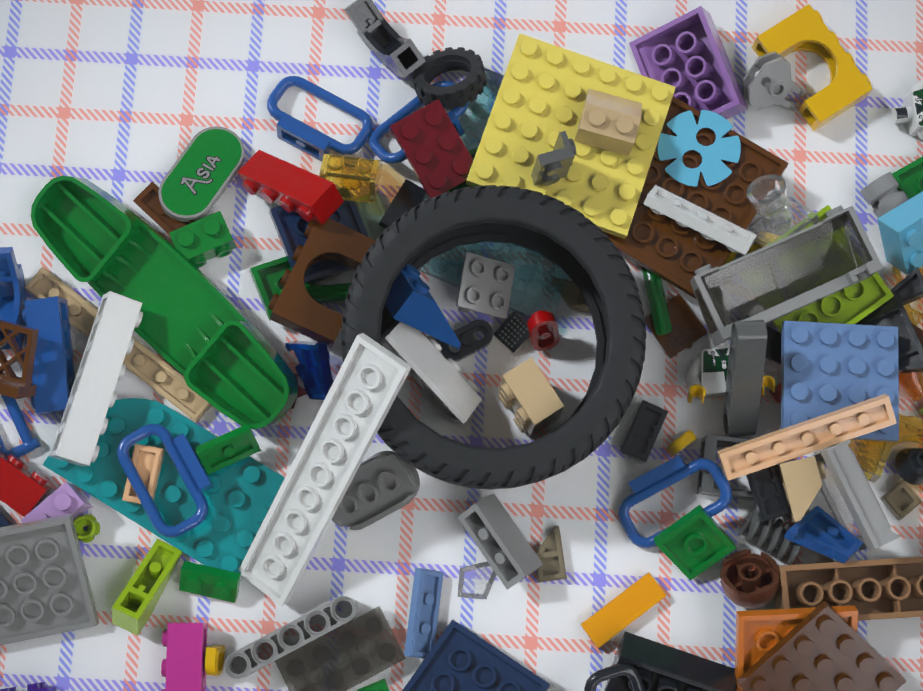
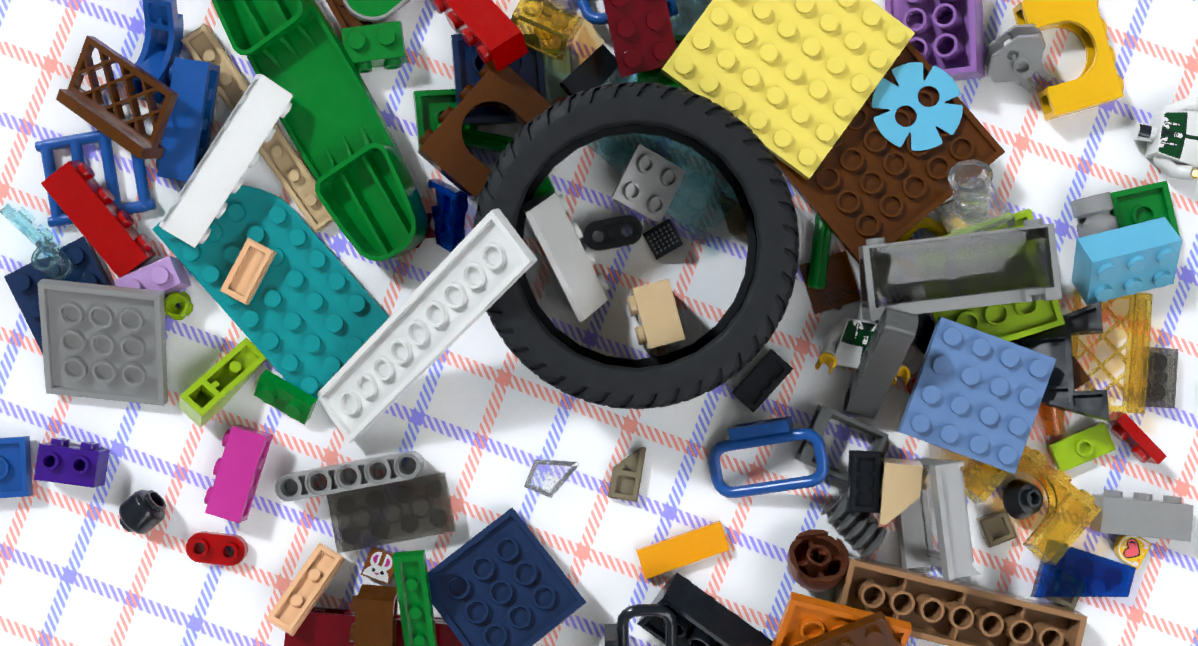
camera: 20 degrees right, 10 degrees up
(188, 467) = (294, 278): blue bar -> none
(214, 660) = (269, 473): yellow tile -> none
(227, 449) = (338, 272): green plate -> none
(378, 489) = (474, 362): light grey tile -> none
(414, 305) = (568, 188): blue slope -> none
(423, 612) = (485, 492): medium blue tile -> none
(500, 541) = (582, 447): light grey brick -> none
(543, 330) = (692, 248): red plate -> none
(556, 163) = (755, 84): dark grey bracket -> none
(609, 122) = (831, 51): tan slope -> none
(681, 442) = (796, 404): yellow tile -> none
(694, 542) = (774, 508): green plate -> none
(699, 219) = (890, 185): white plate -> none
(807, 437) = (923, 444): light nougat plate -> none
(824, 535) = (906, 543): blue wing -> none

